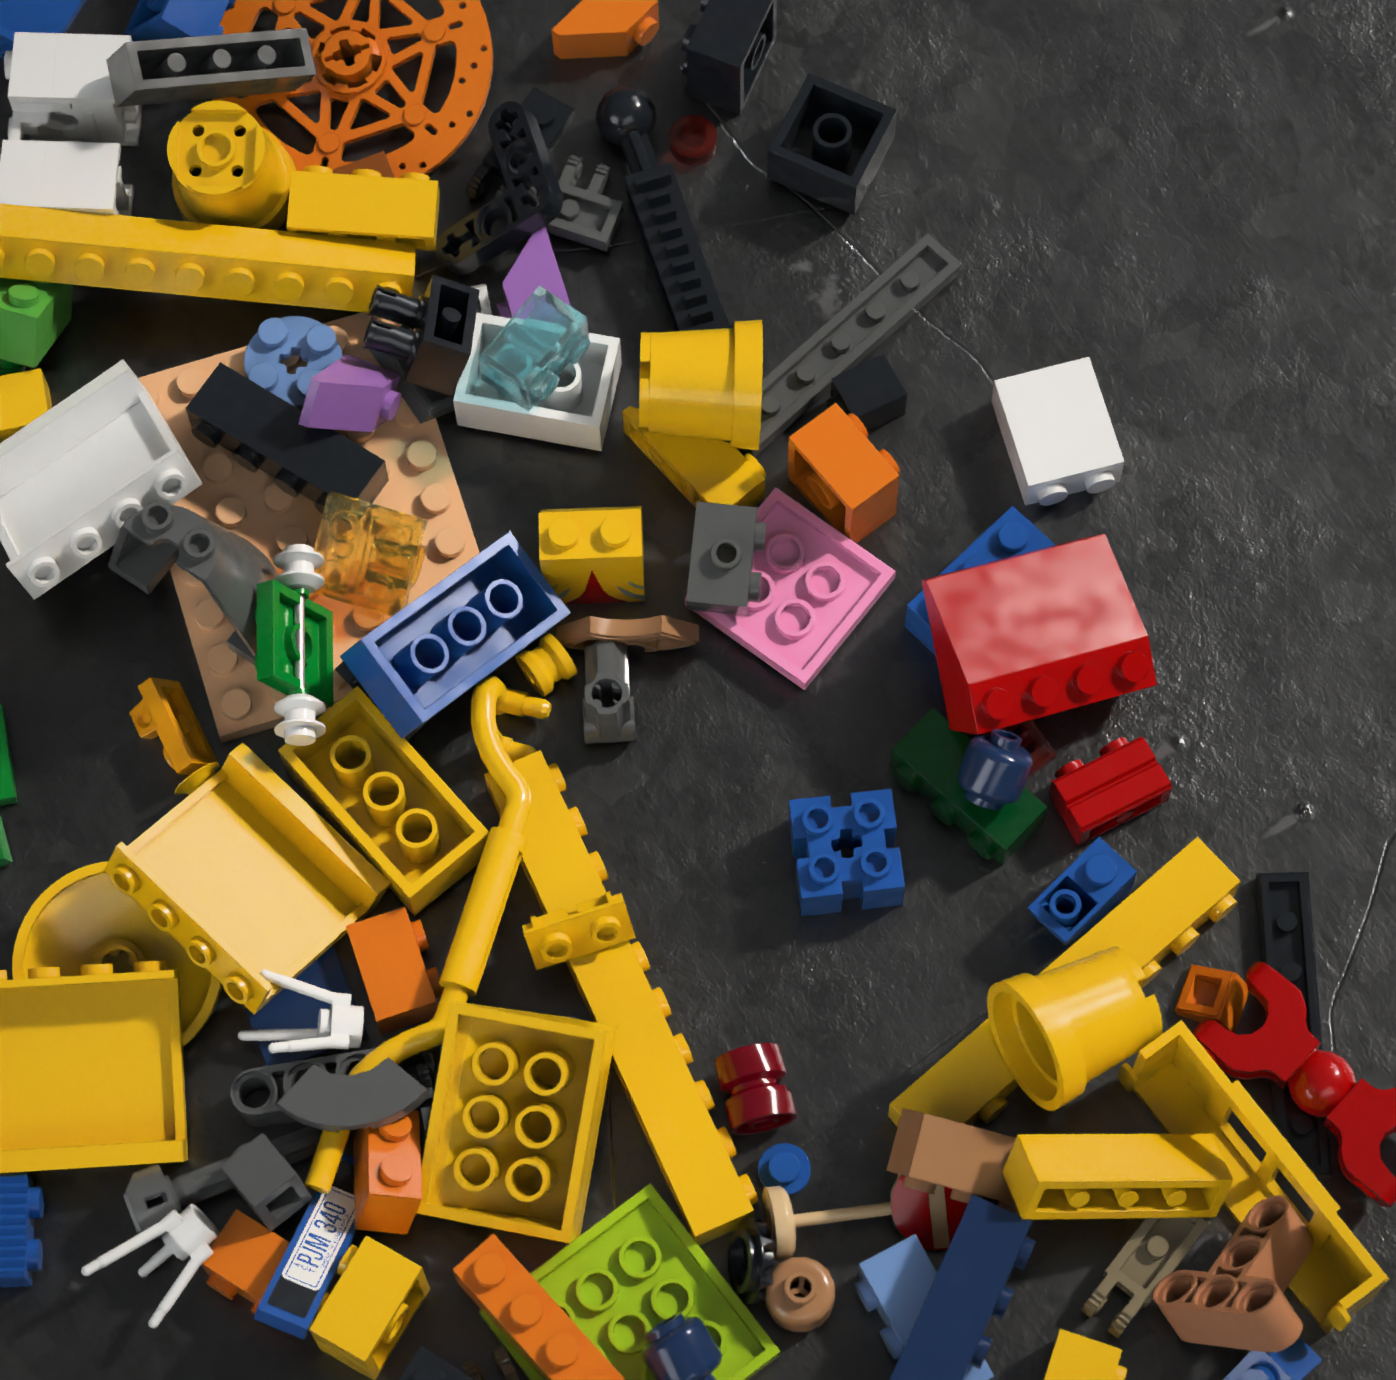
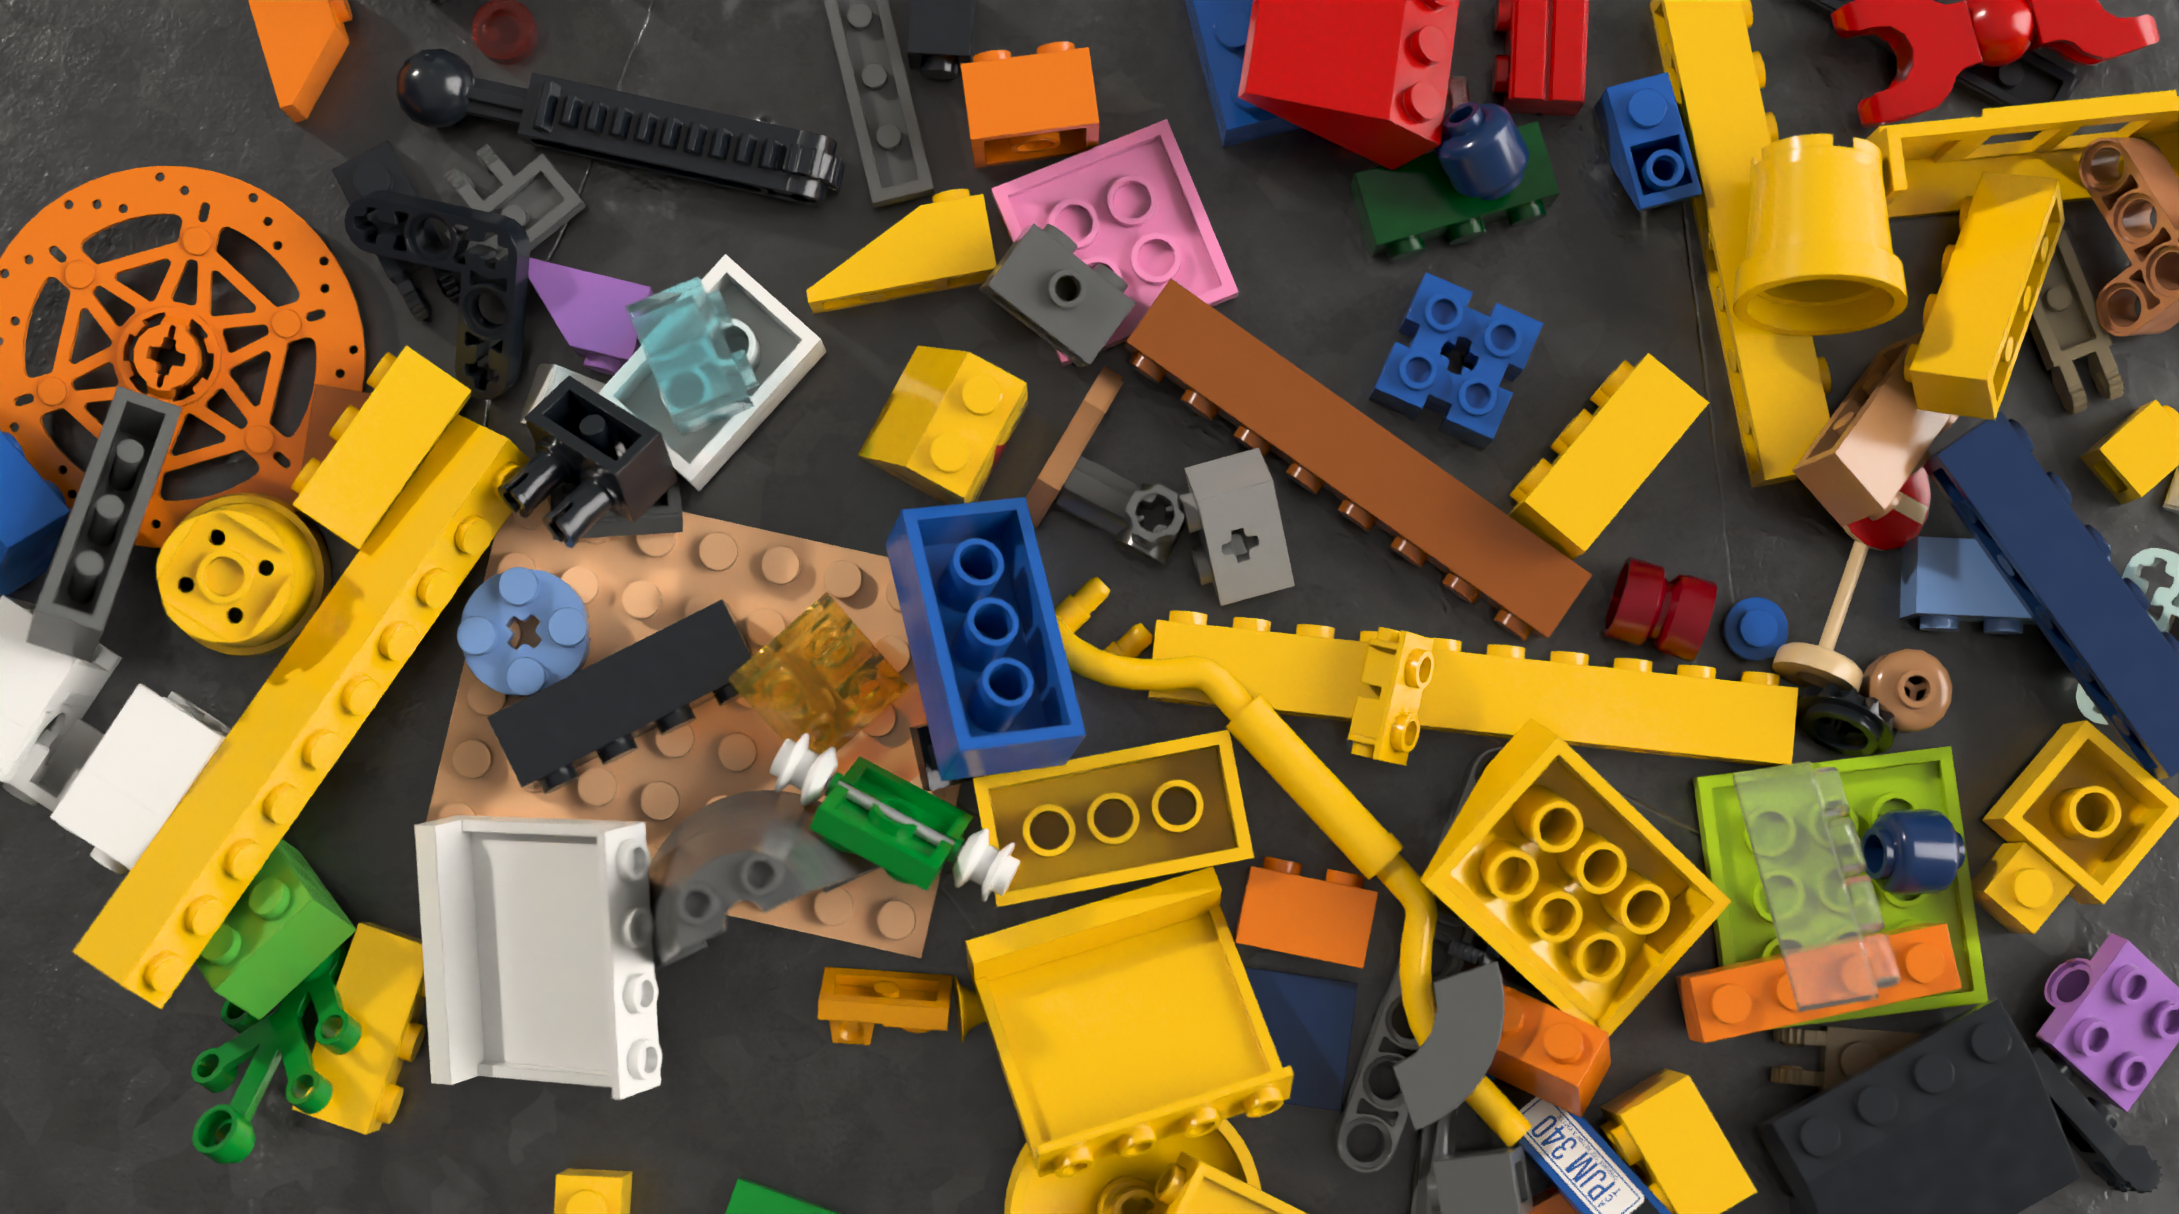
camera: 65 degrees left, 15 degrees up
(337, 1027) = (1346, 1011): white plant -> none
(351, 396) = (620, 591): medium lavender slope -> none
(546, 664) = (1058, 553): yellow wheel -> none
(613, 1289) = (1804, 882): none -> clear windscreen
(636, 766) = (1238, 527): none -> light grey brick
(703, 383) = (850, 191): yellow piece -> none
(731, 824) = (1356, 462): none -> dark orange brick
(835, 984) = (1605, 455): none -> yellow brick
(1213, 996) = (1820, 81): orange slope -> none

